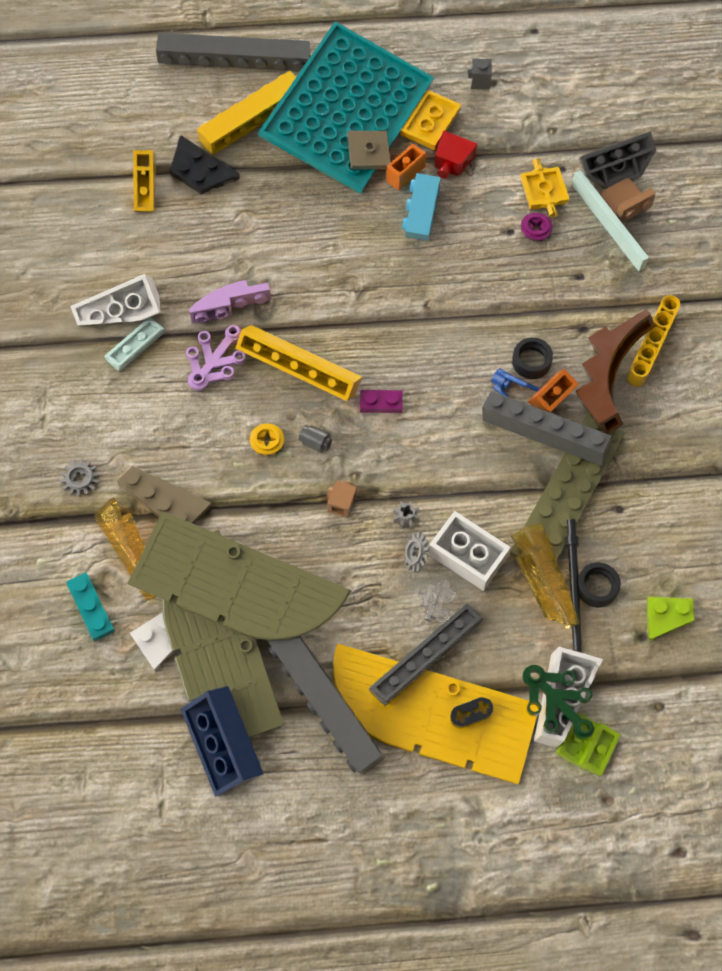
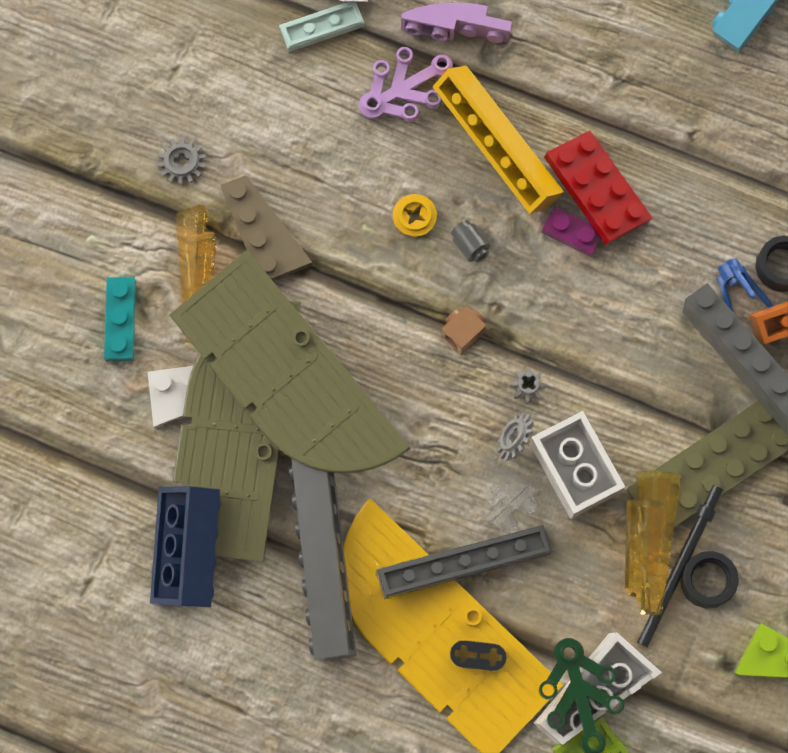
camera: 30 degrees right, 10 degrees up
(383, 364) = (598, 187): none -> red plate

